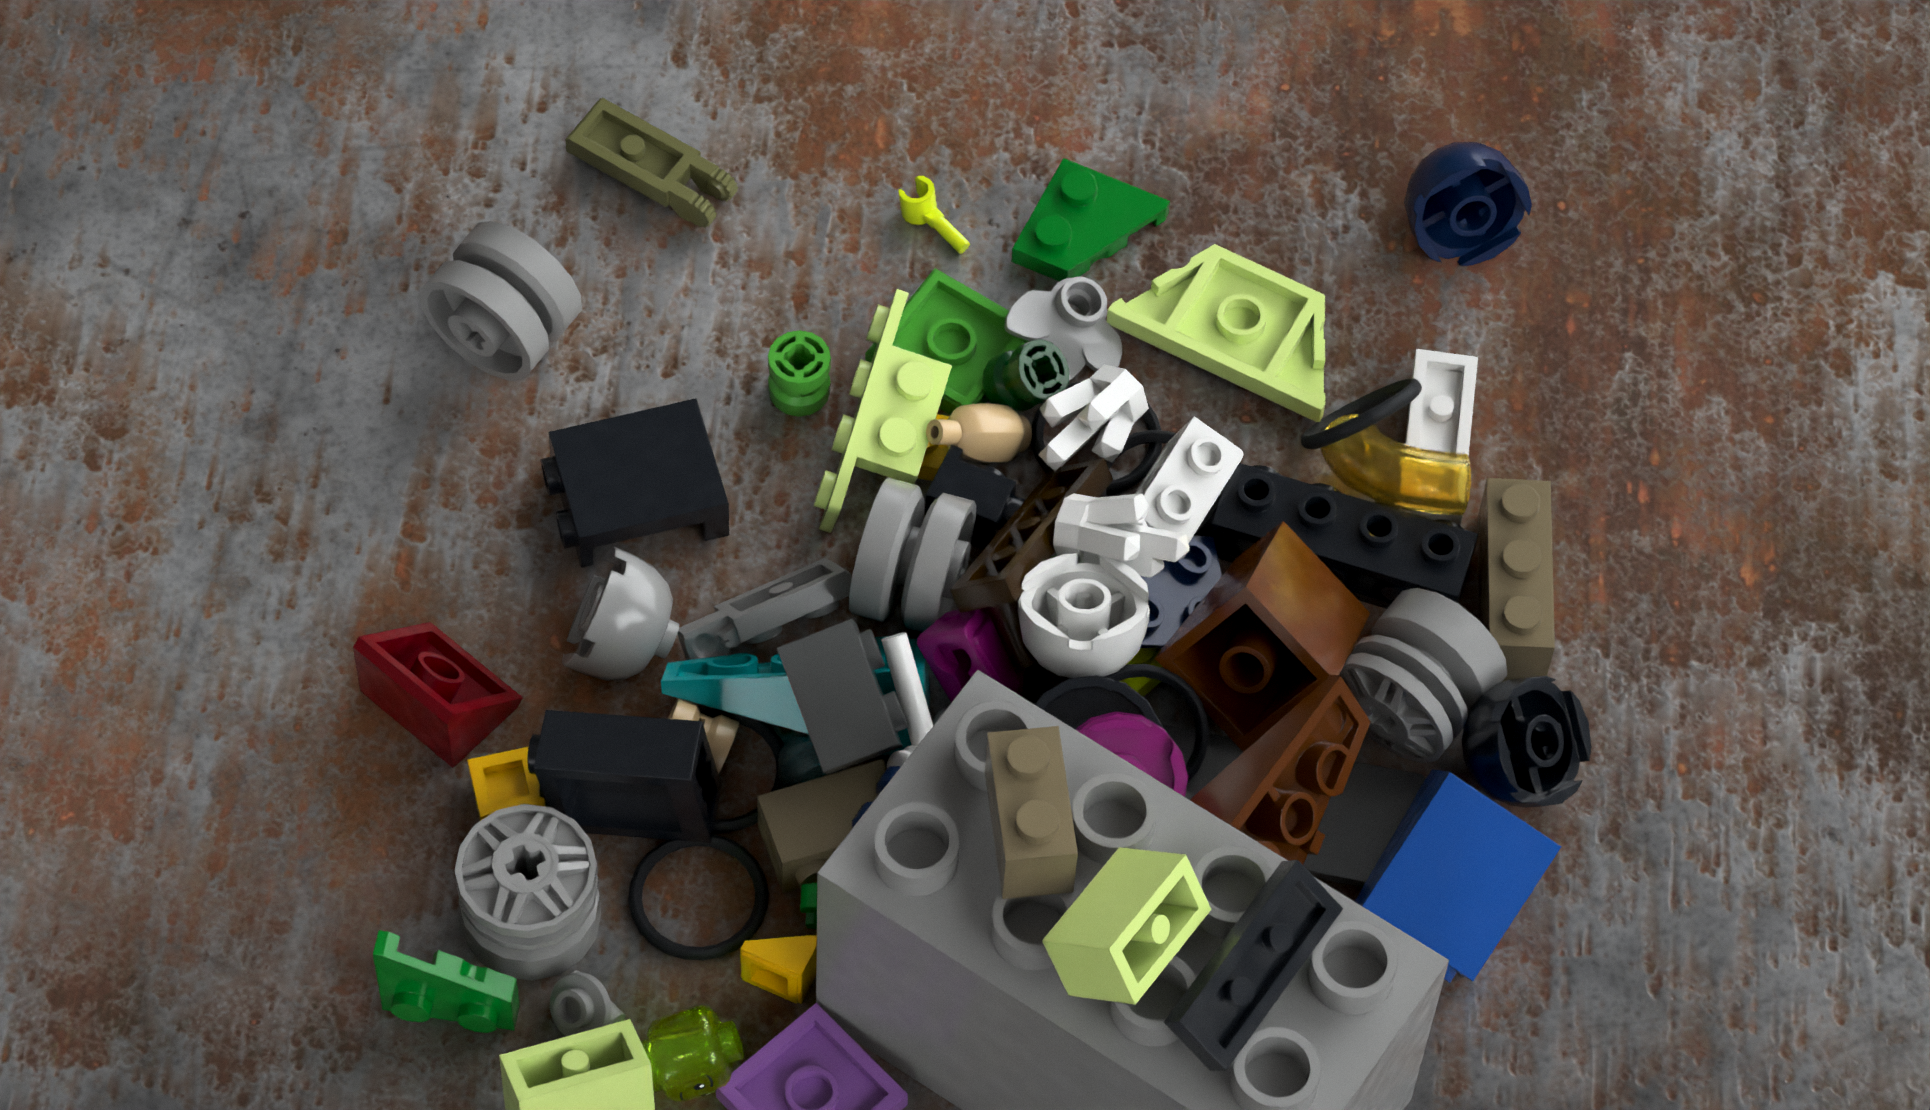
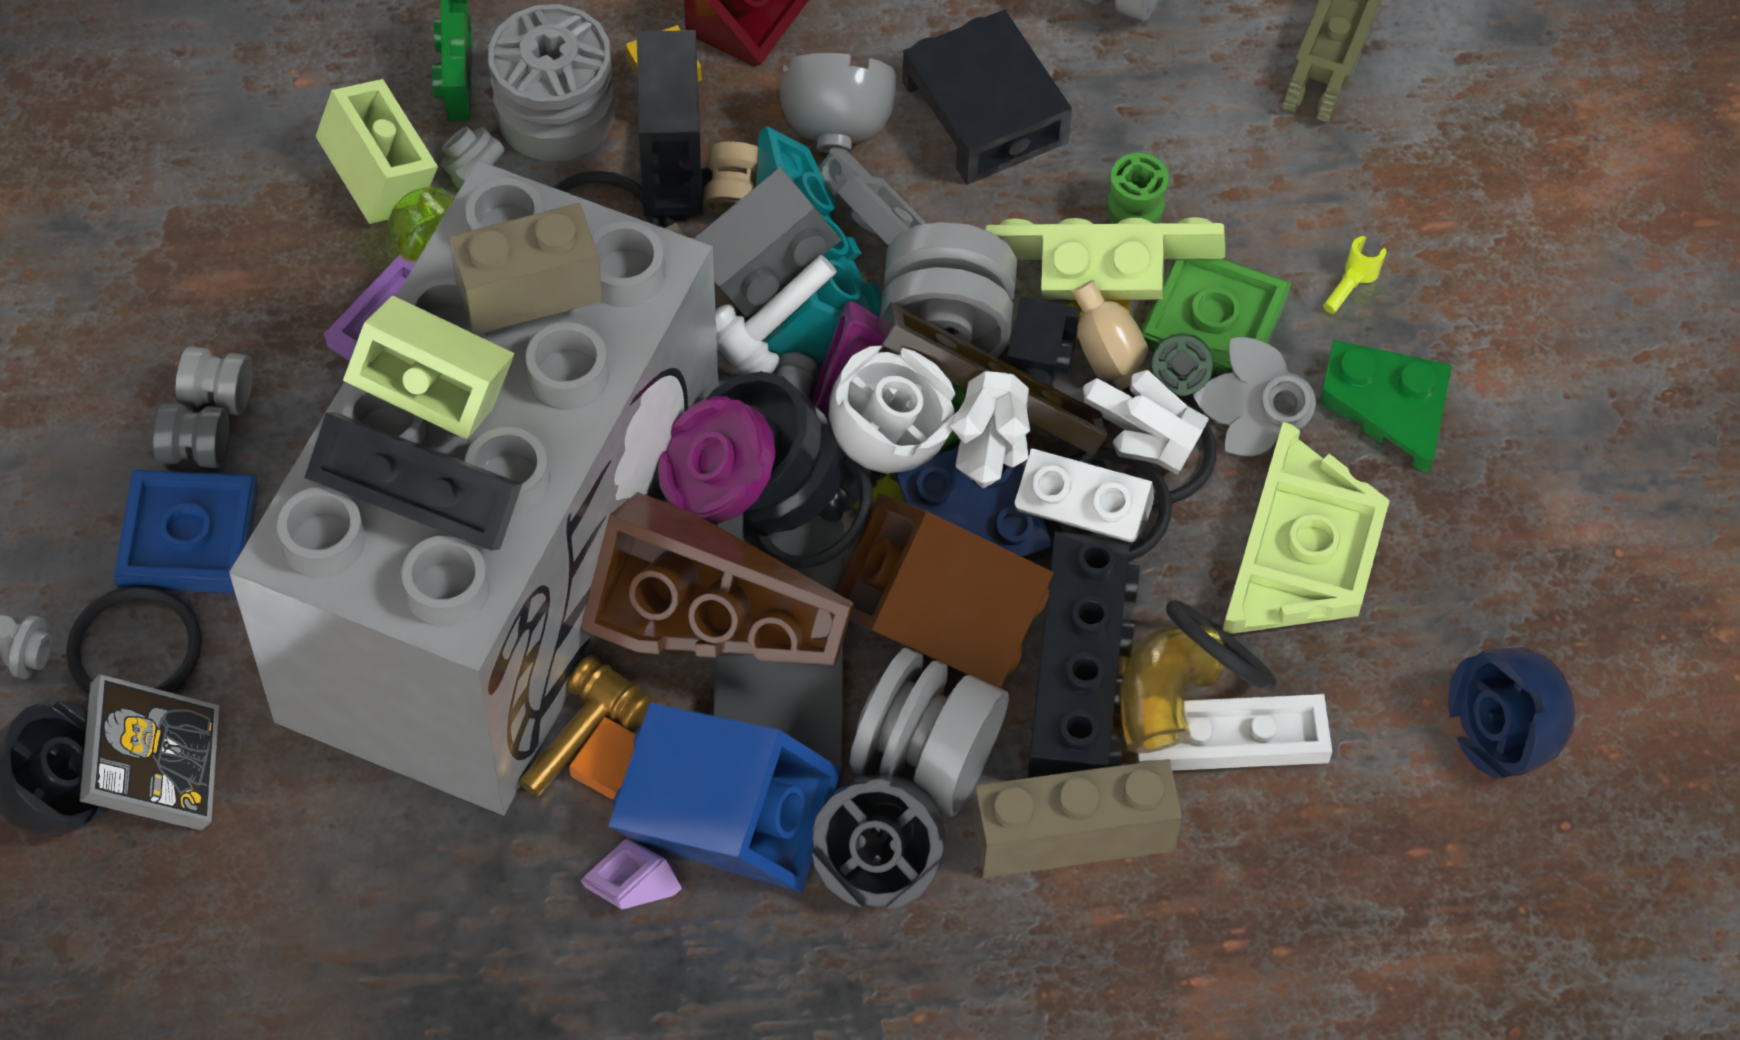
camera: 80 degrees right, 0 degrees up
(1506, 988) = (632, 876): none -> lavender slope

